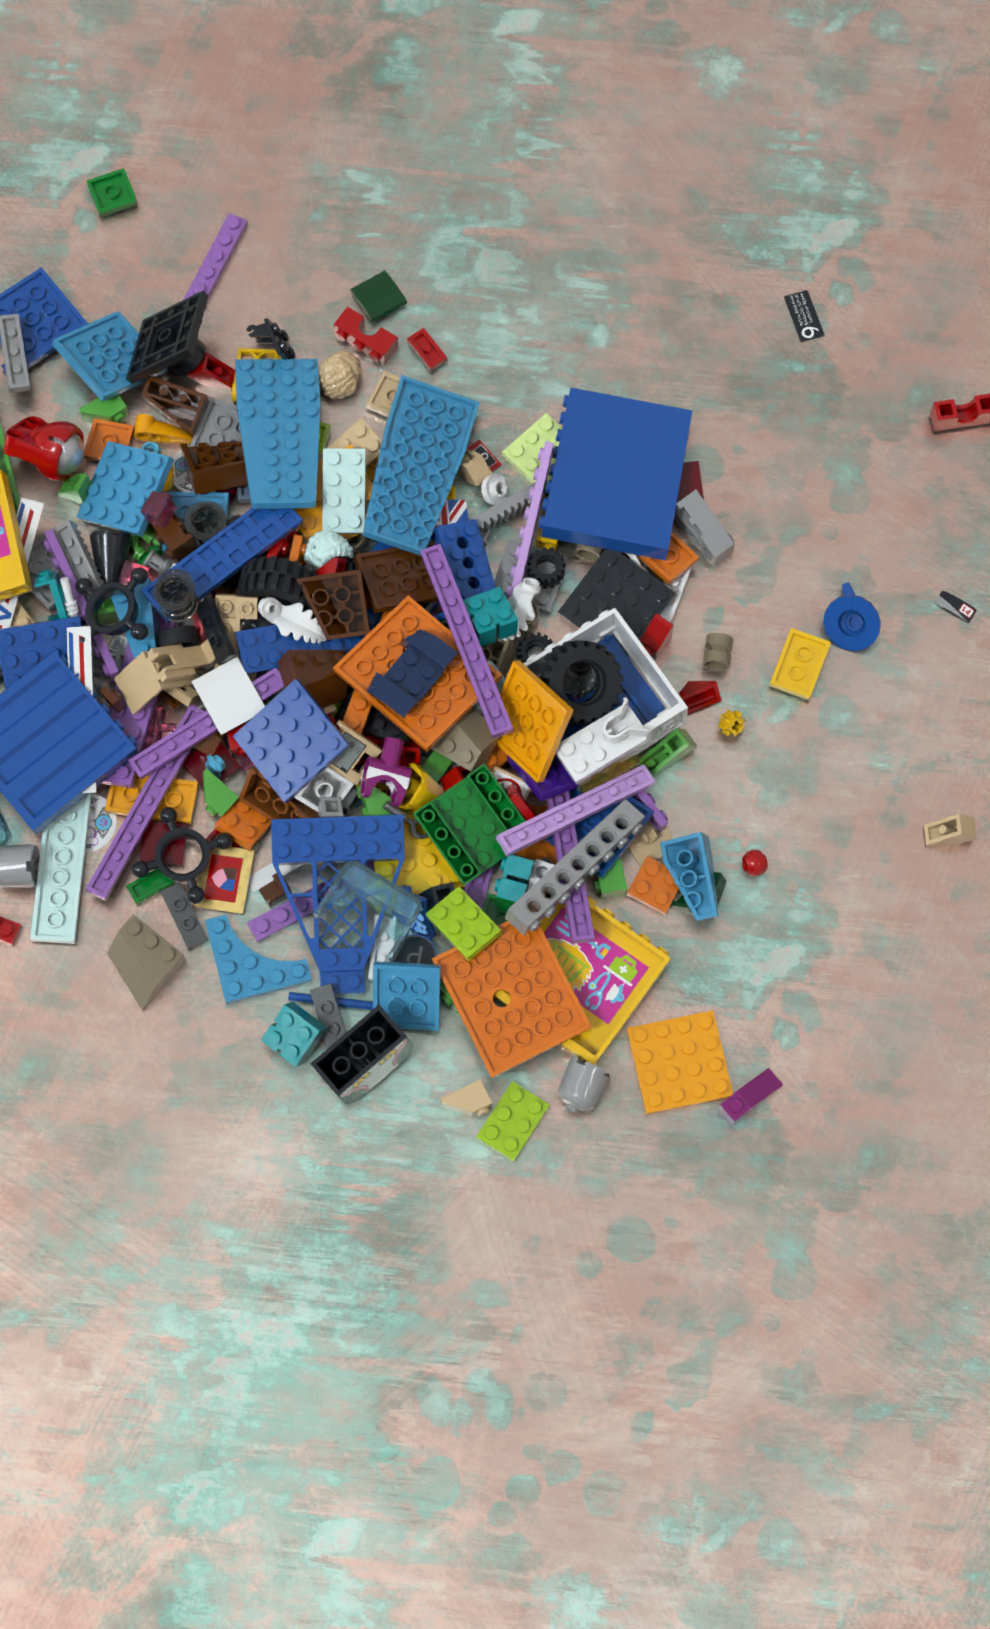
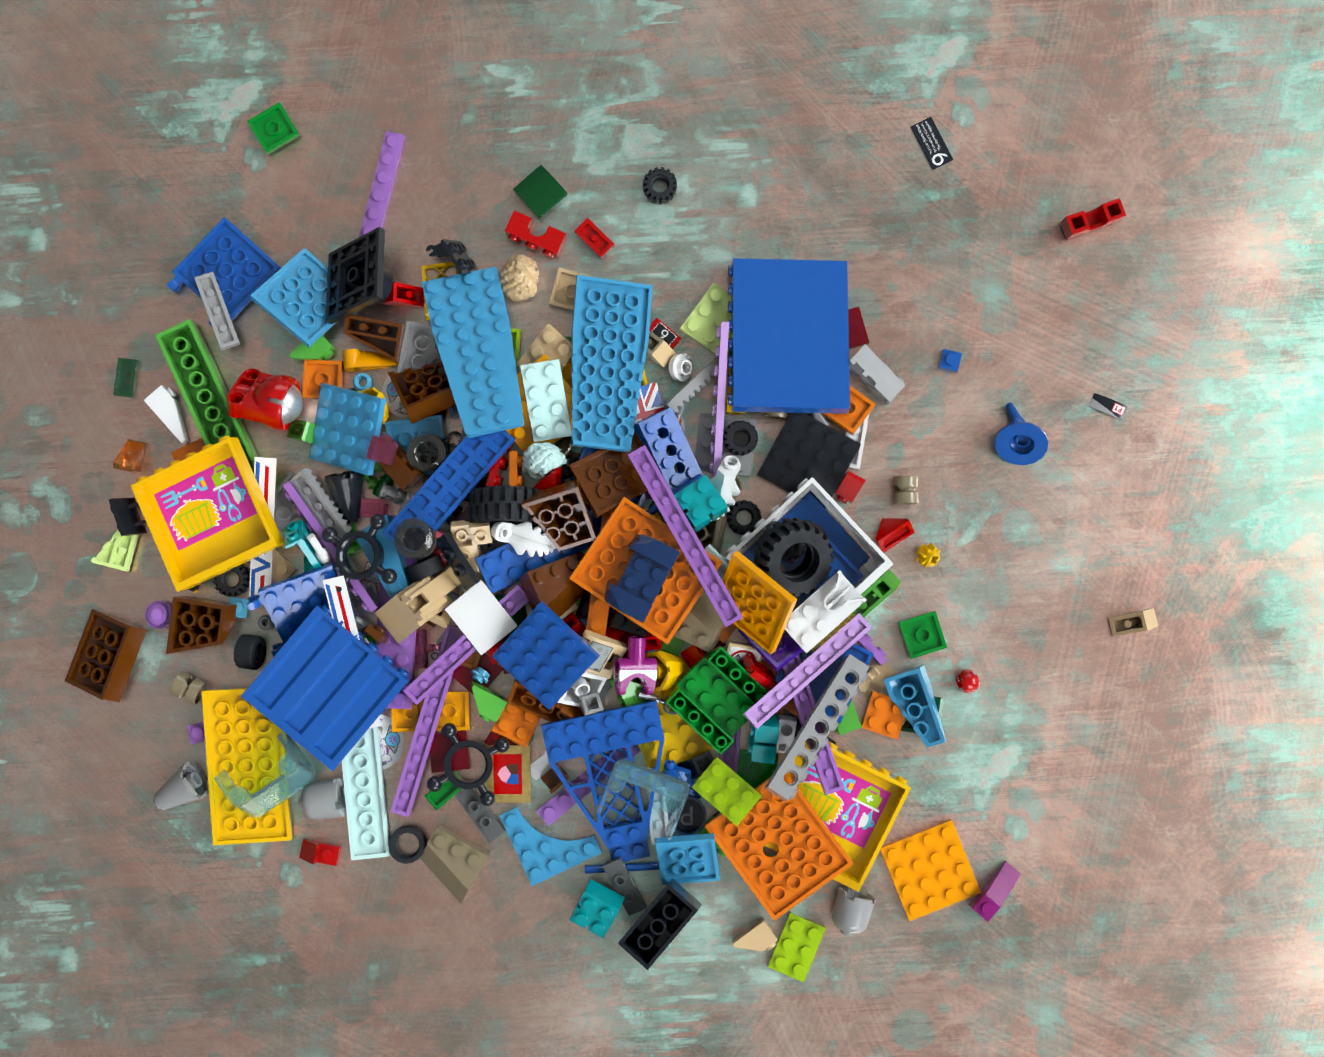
camera: 10 degrees left, 15 degrees up
(85, 921) = (393, 847): none -> black tyre
(506, 299) = (662, 174): none -> black tyre
(712, 806) = (922, 635): none -> green plate
(788, 531) = (950, 360): none -> blue plate
(800, 664) = (979, 487): yellow plate -> none

